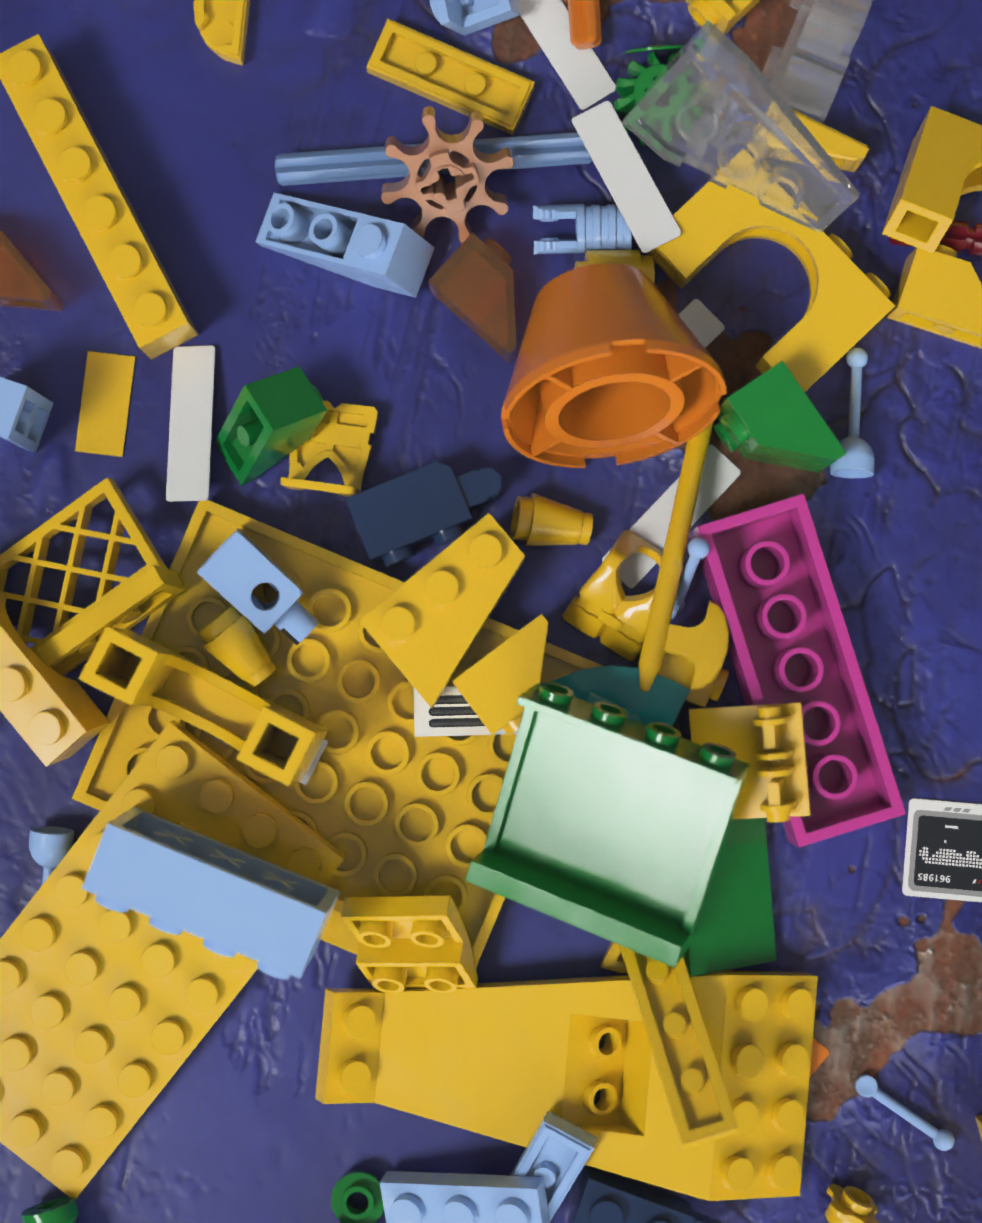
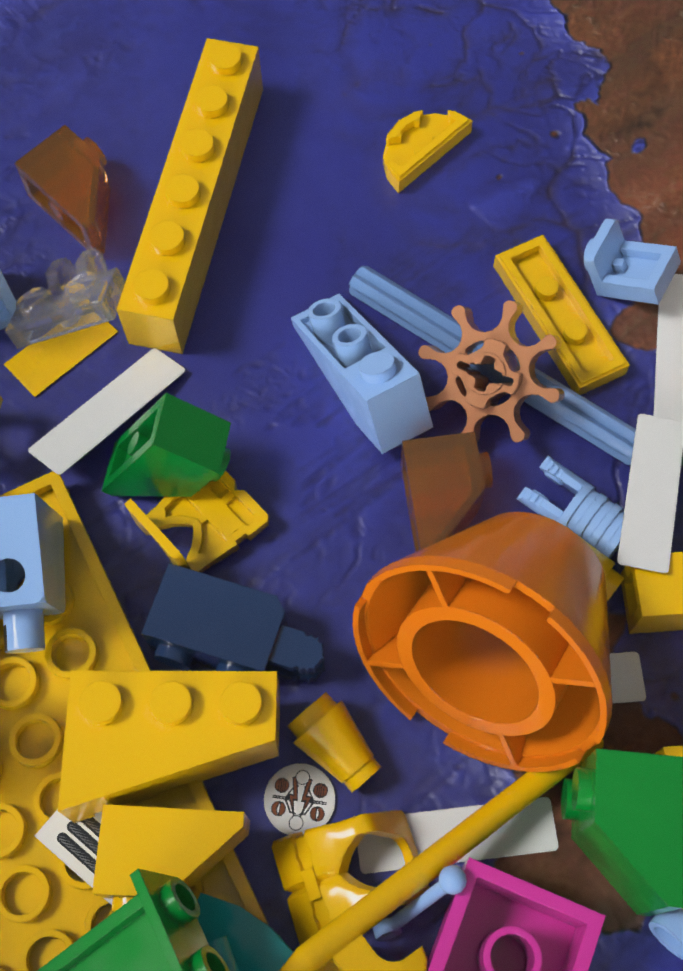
camera: 35 degrees right, 20 degrees down
(91, 371) = (71, 302): none -> clear hinge
(555, 576) = (299, 798): none -> white sticker

